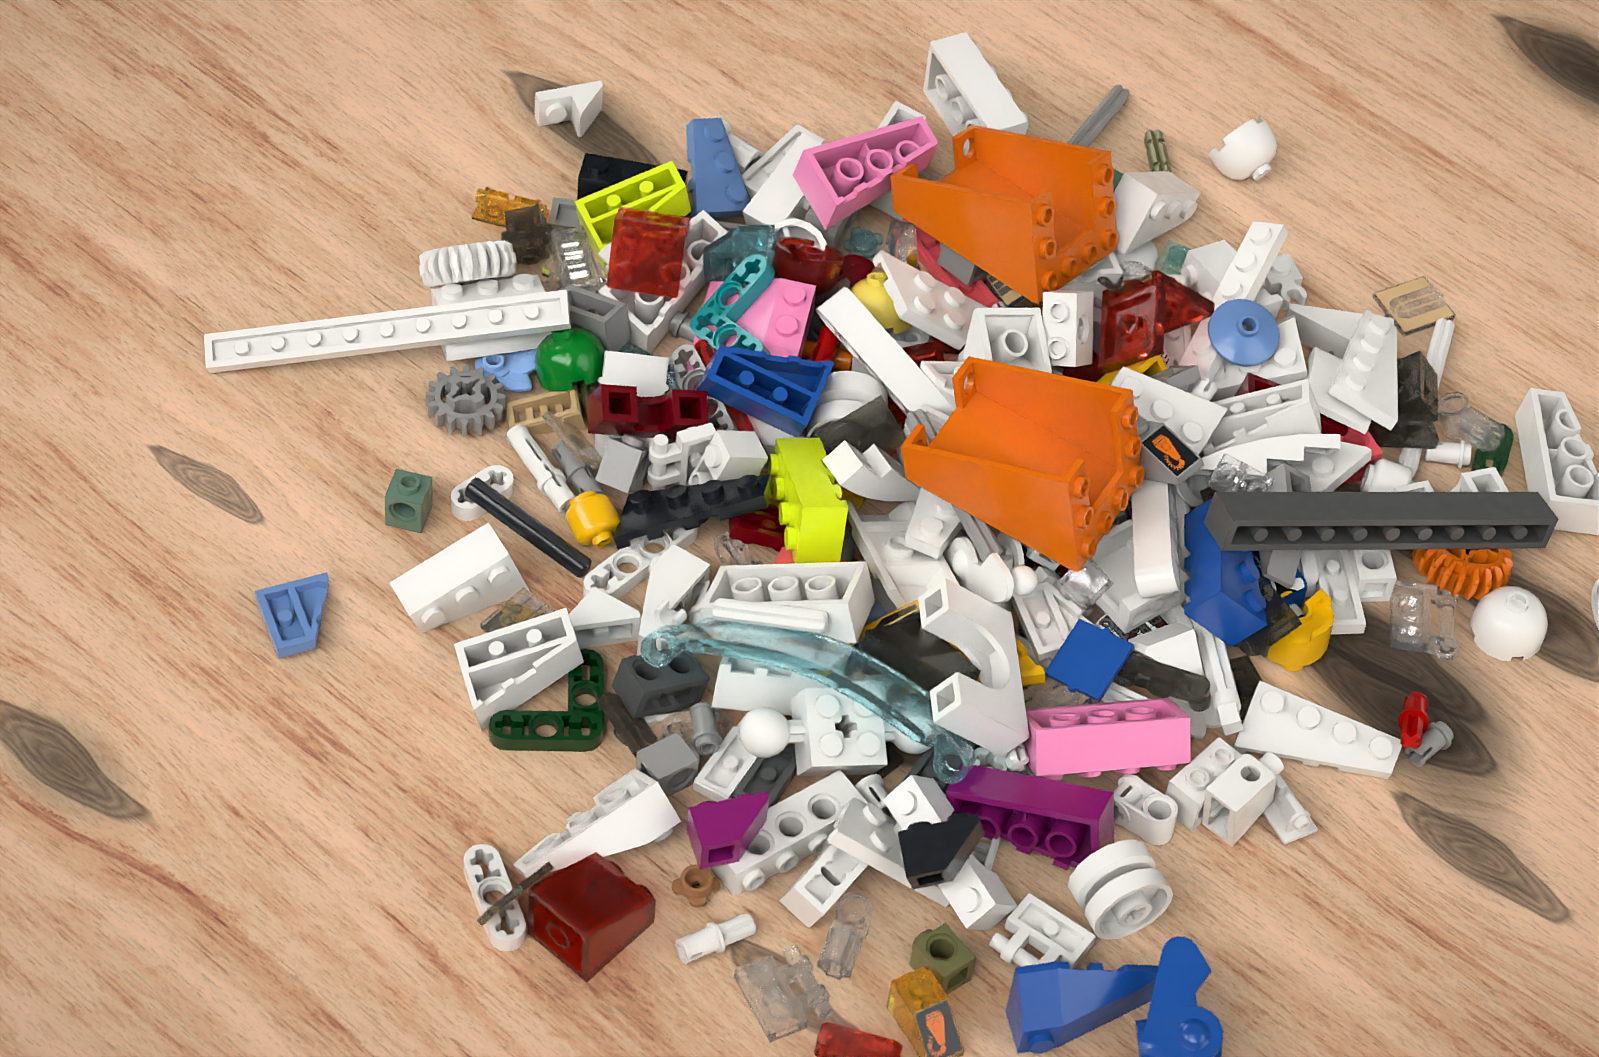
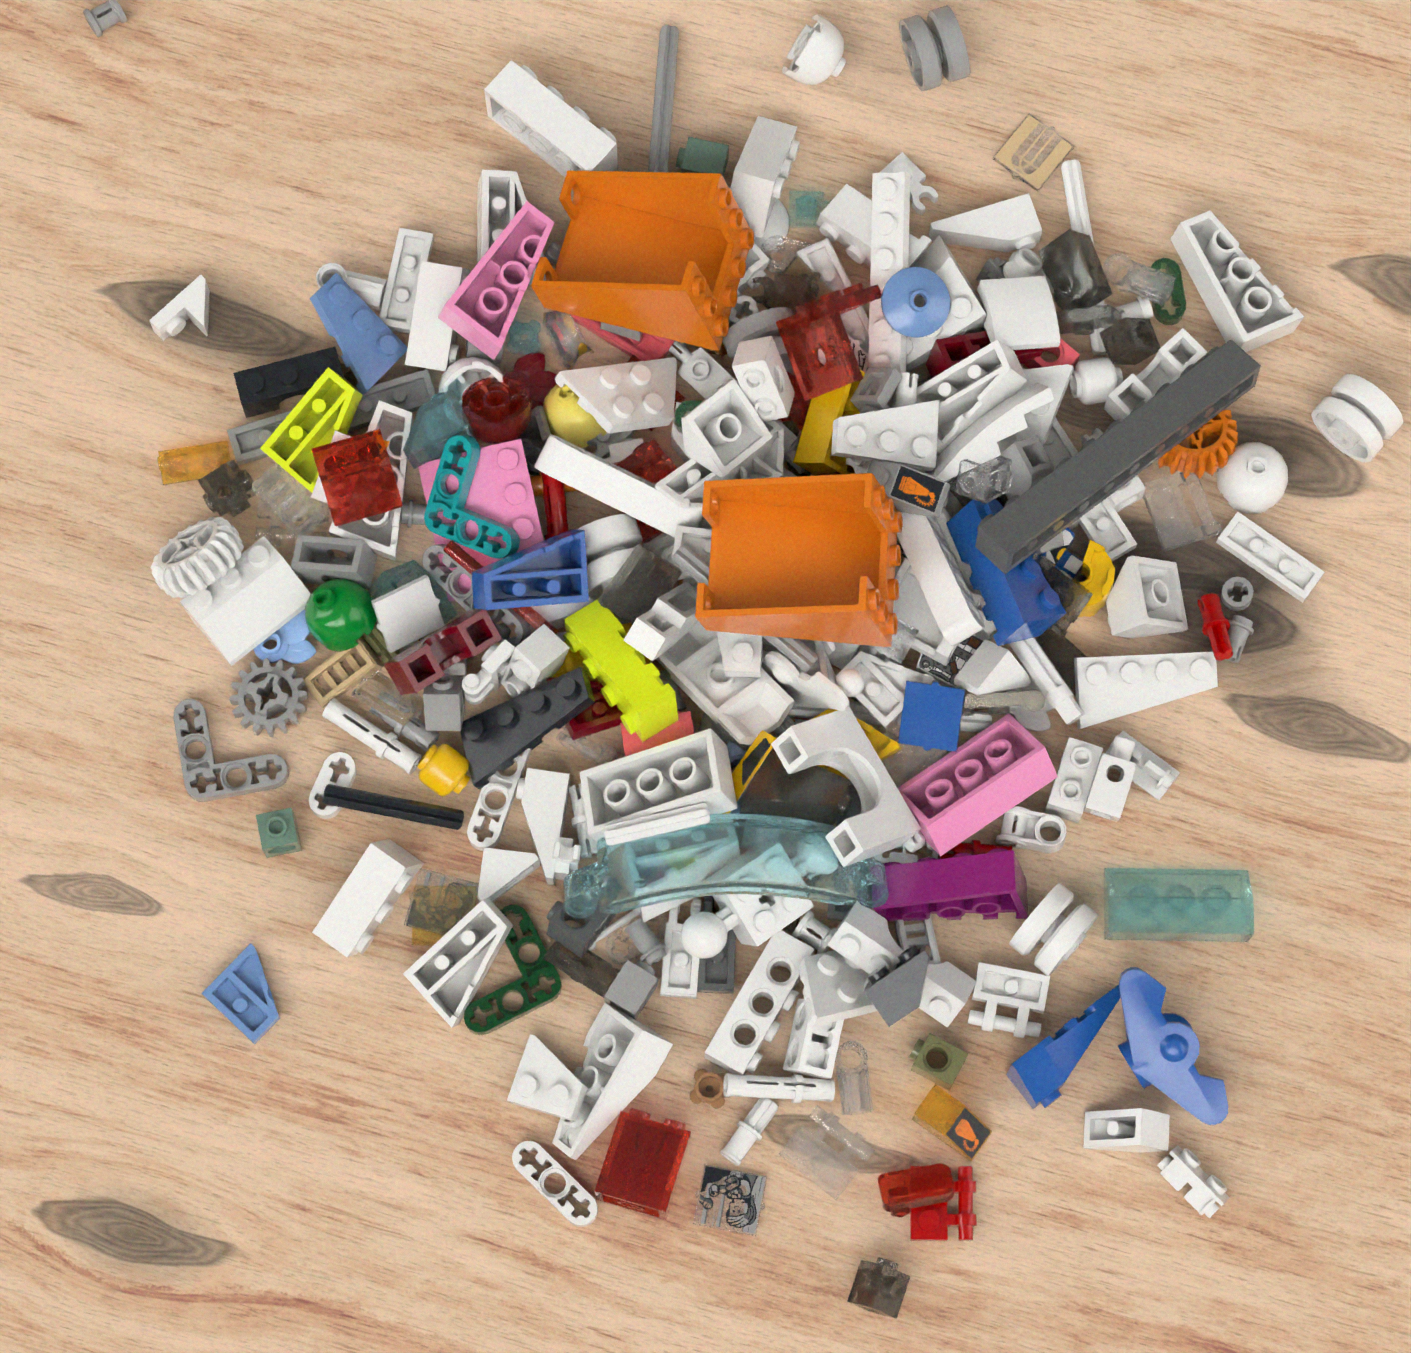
camera: 20 degrees left, 25 degrees up
(377, 432) = (206, 765): none -> light grey beam
(387, 331) = (169, 671): white plate -> none
(514, 894) = (579, 1190): clear smoke piece -> none
(536, 807) = (546, 1083): none -> white wing
(661, 992) = (730, 1200): none -> piece
(725, 828) = (716, 1045): magenta slope -> none
(765, 908) = (774, 1087): none -> white pin
(1157, 151) = (736, 93): olive axle -> none
(1258, 940) = (1178, 905): none -> clear light blue slope
(1353, 671) = (1146, 599): none -> white slope
(1358, 184) = (934, 48): none -> light grey wheel
(1369, 371) = (1036, 281): white wing -> none
(1437, 462) = (1130, 341): none -> clear smoke brick
(1452, 701) = (1246, 599): none -> light grey bush
(1496, 692) = (1270, 557): none -> white plate

